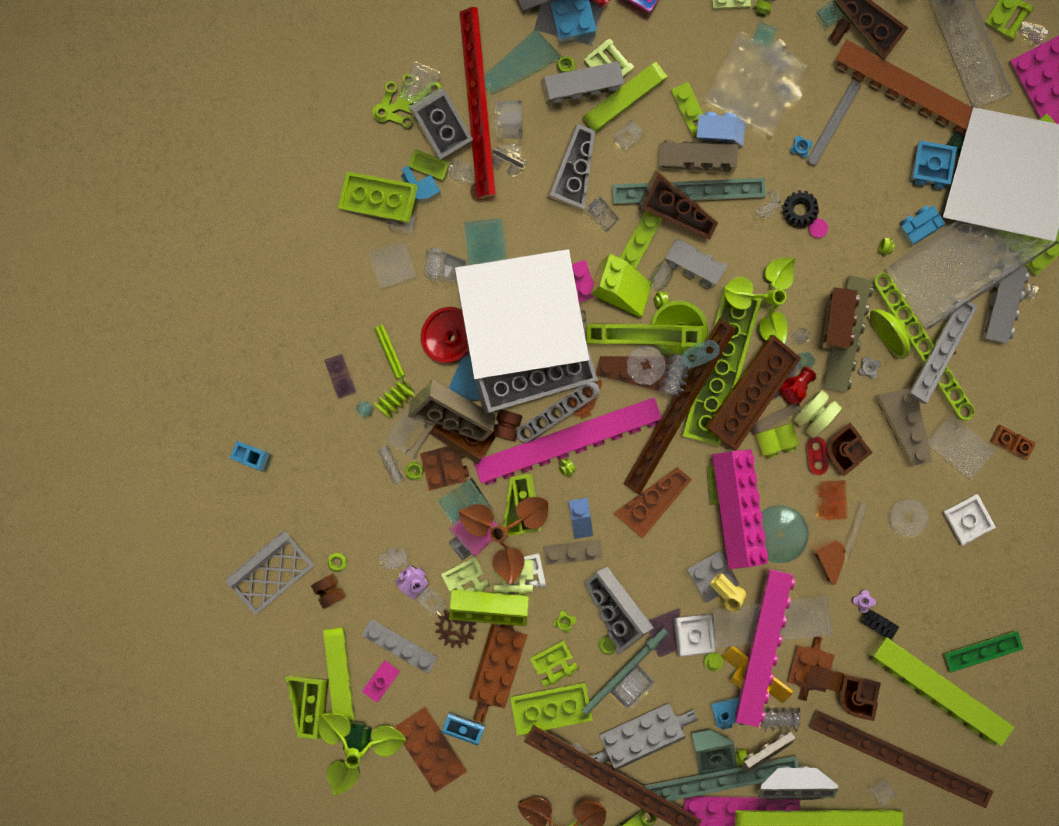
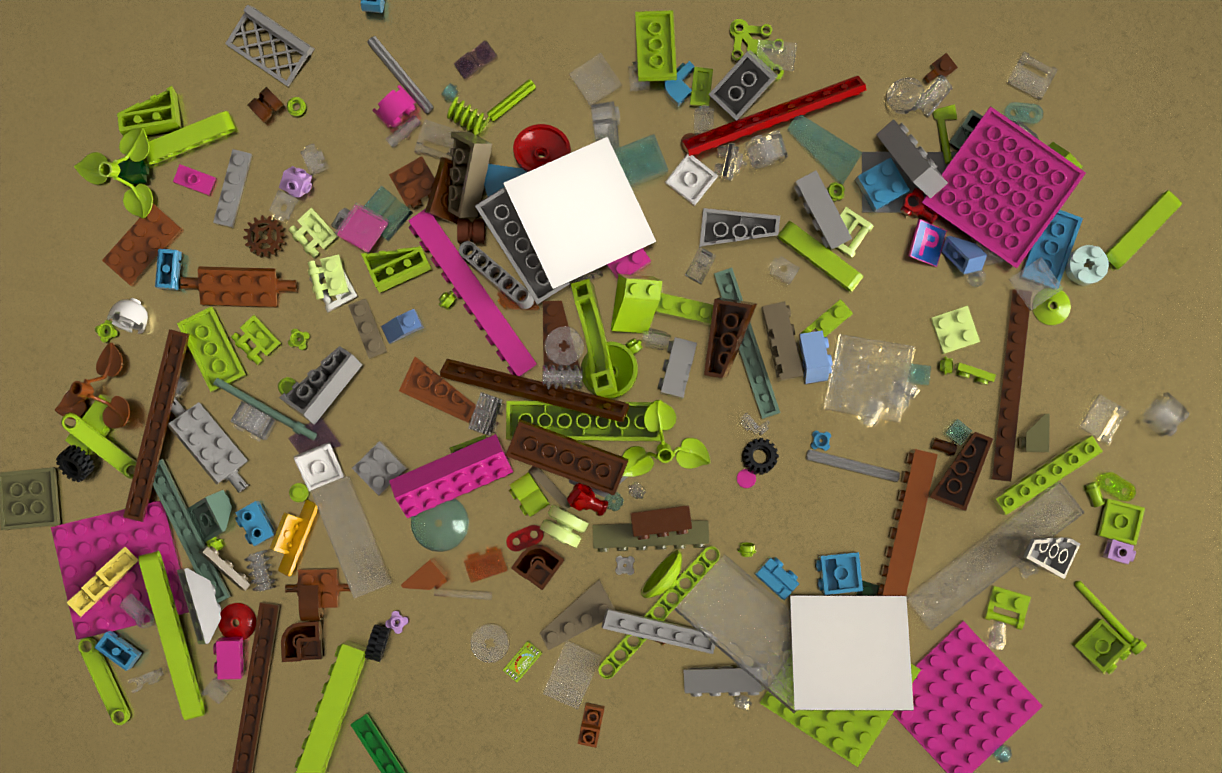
camera: 80 degrees right, 0 degrees up
(334, 452) = (400, 74): none -> light grey axle
(366, 465) = (394, 106): none -> dark pink brick
(419, 470) = (403, 160): lime plate -> none
(477, 521) = (371, 226): dark orange plant -> none
(488, 607) = (290, 260): lime brick -> none
(496, 779) = (129, 315): none -> white cylinder
(505, 802) = (100, 329): none -> lime plate
(515, 199) = (691, 179): none -> white tile
(688, 460) = (486, 414): none -> clear brick
(700, 353) = (590, 392): clear light blue plate -> none
(733, 596) = (364, 491): light yellow piece -> none
(763, 648) = (321, 535): dark pink brick -> none
(818, 746) = (243, 614): none -> red dish
(855, 771) = (229, 658): none -> dark pink brick
(934, 491) = (522, 661): none -> lime tile
(969, 519) = (503, 702): white plate -> none

